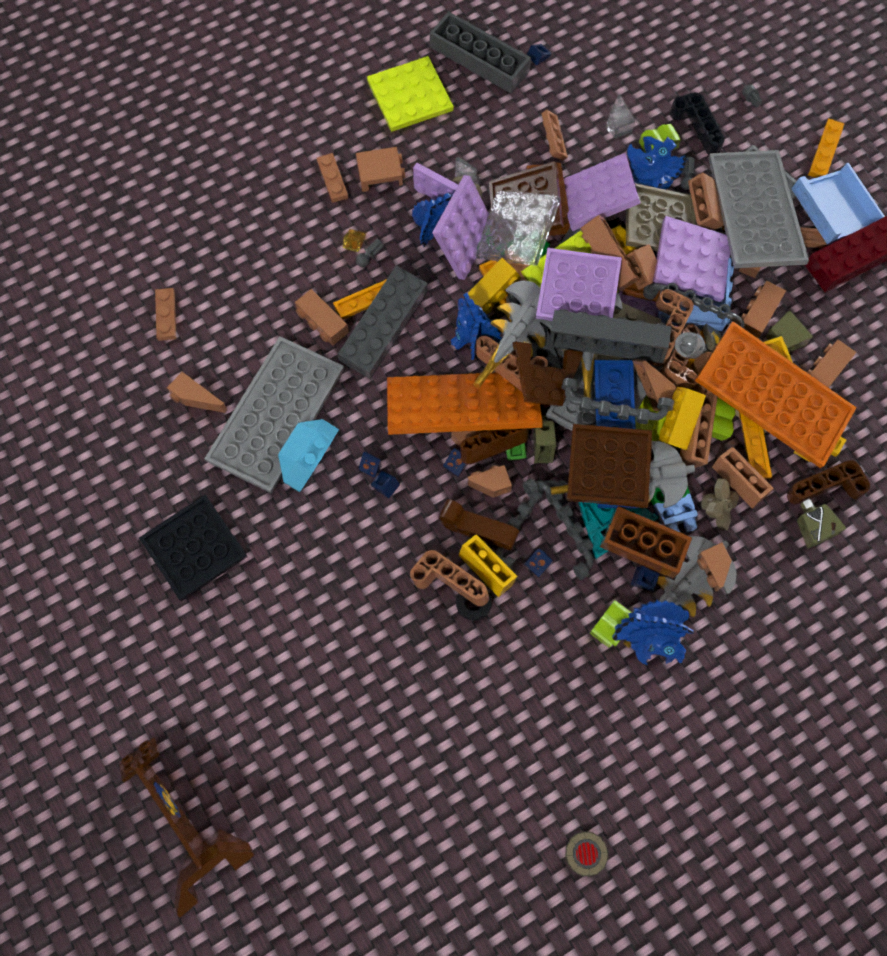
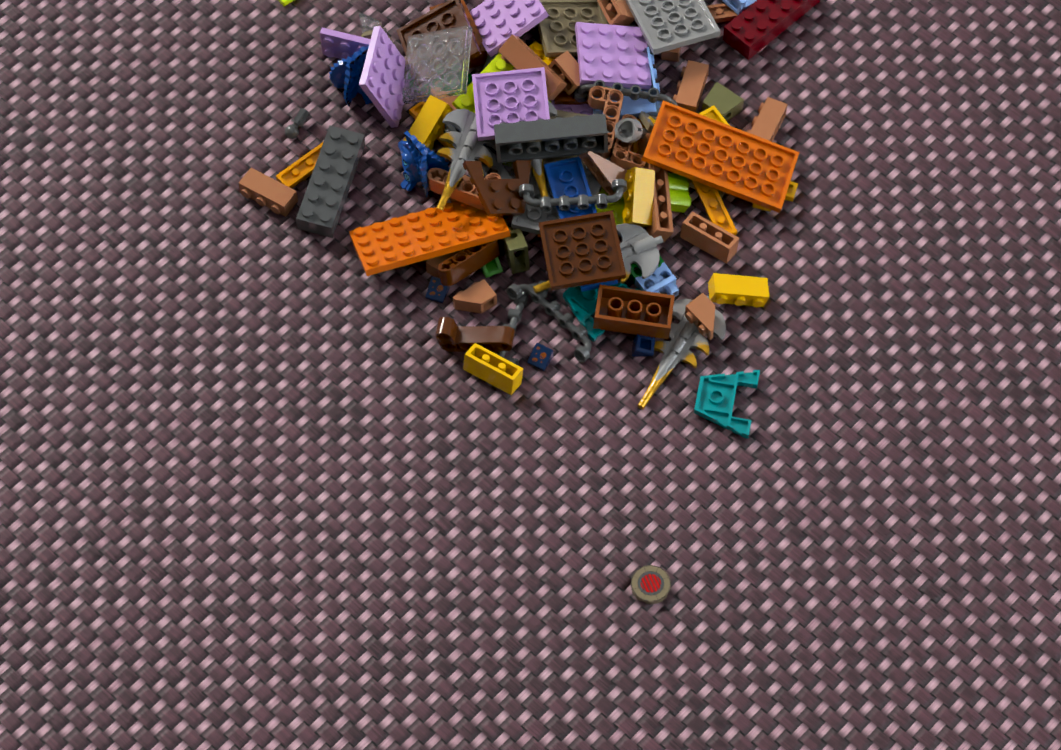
camera: 15 degrees left, 10 degrees down
(165, 314) = (110, 226): nougat plate -> none
(193, 395) = (163, 290): nougat slope -> none
(193, 547) = (206, 423): black plate -> none
(202, 854) = (289, 651): reddish brown piece -> none
(284, 392) = (249, 289): light grey plate -> none
(304, 451) = (289, 314): medium azure wedge -> none
(332, 178) = (237, 62): nougat plate -> none
(353, 240) = (277, 115): clear yellow slope -> none
(370, 464) = (355, 311): dark blue slope -> none
(379, 167) = (283, 41): nougat panel -> none
(385, 484) = (375, 325): dark blue slope -> none
(453, 580) = (461, 384): nougat beam -> none
(470, 614) = (492, 416): black tyre -> none
(606, 625) = (622, 391): lime brick -> none
(655, 630) = (661, 381): blue piece -> none
(707, 658) = (717, 397): none -> teal wing
(720, 504) = (695, 264): dark tan plant -> none
(758, 544) = (738, 290): none -> yellow brick
(818, 524) = (790, 261): olive torso -> none
(824, 484) = (769, 237): reddish brown beam -> none

